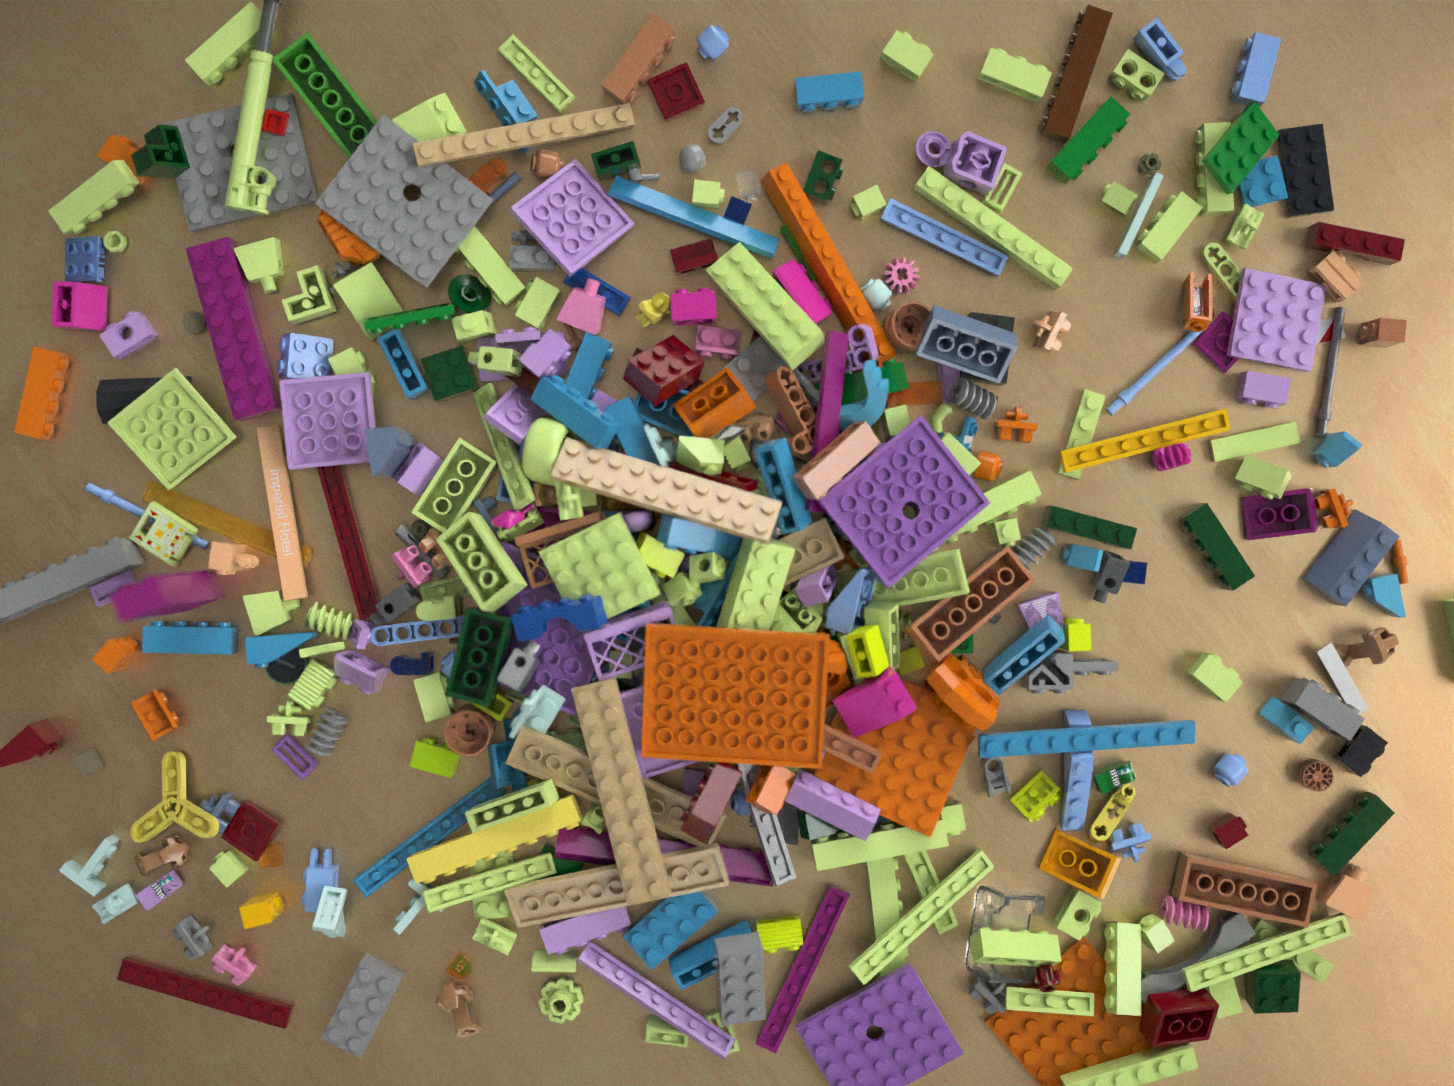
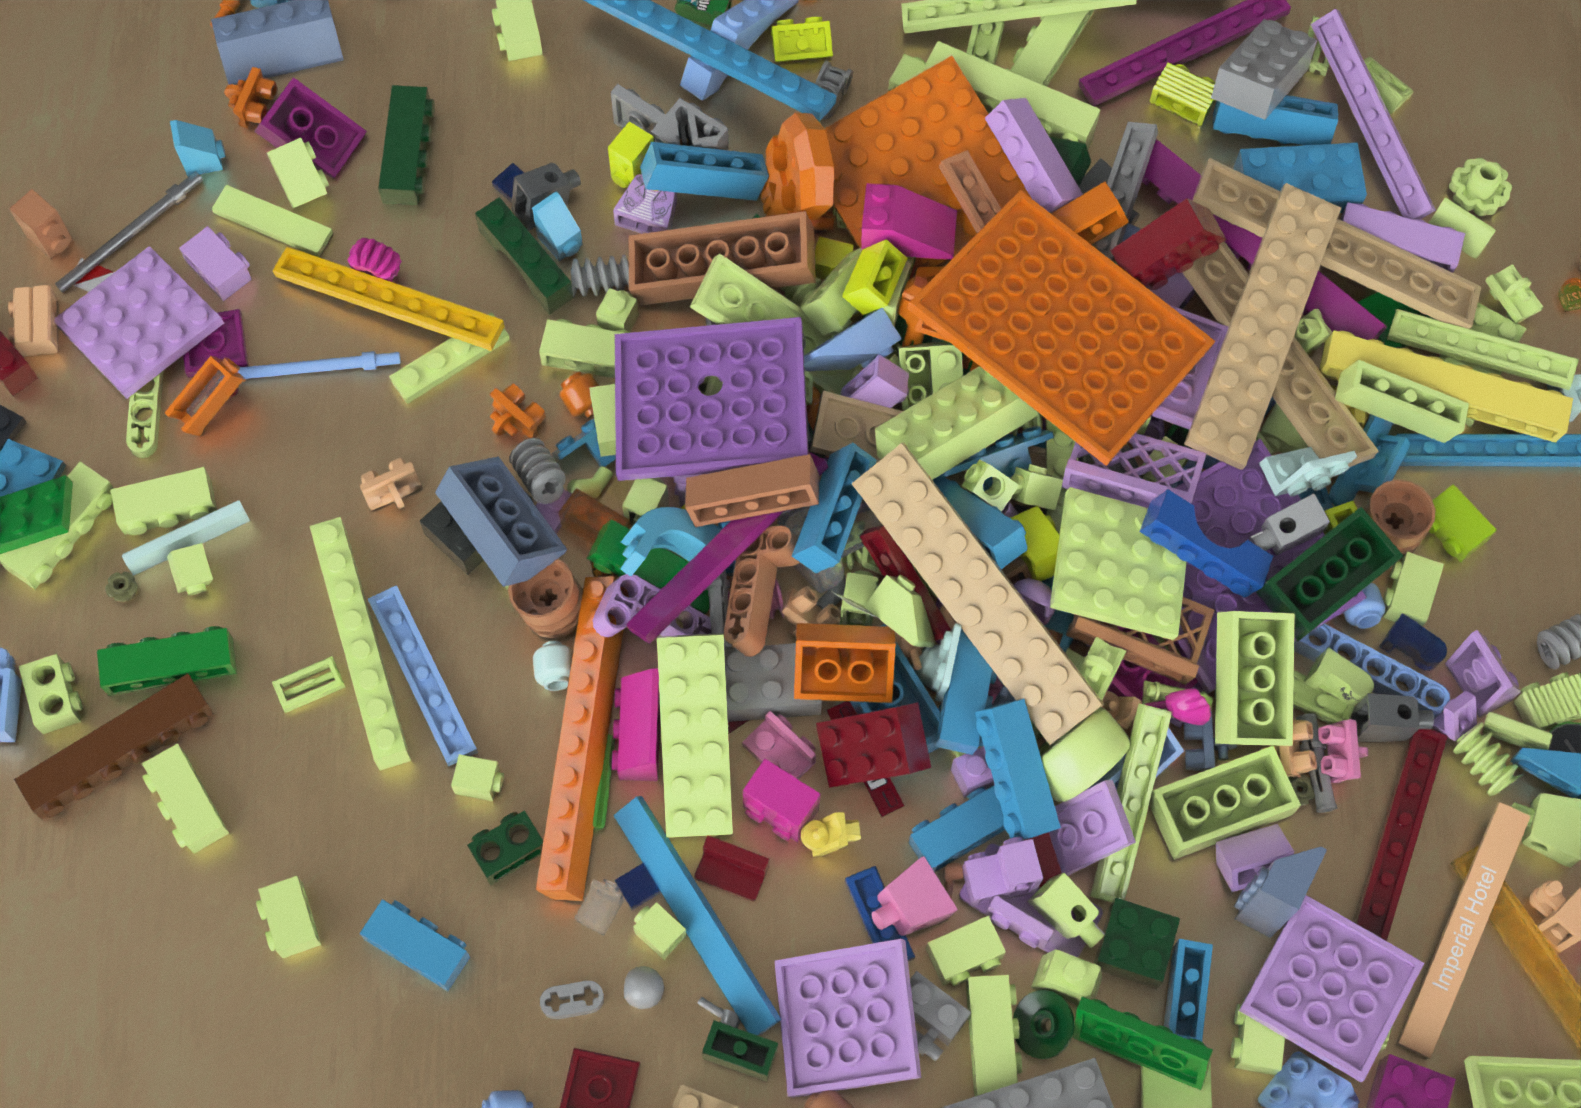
camera: 140 degrees left, 20 degrees down
(909, 275) = (494, 667): bright pink gear -> none
(967, 161) = (326, 742): lavender brick -> none
(1245, 226) = (83, 439): yellowish green hips -> none

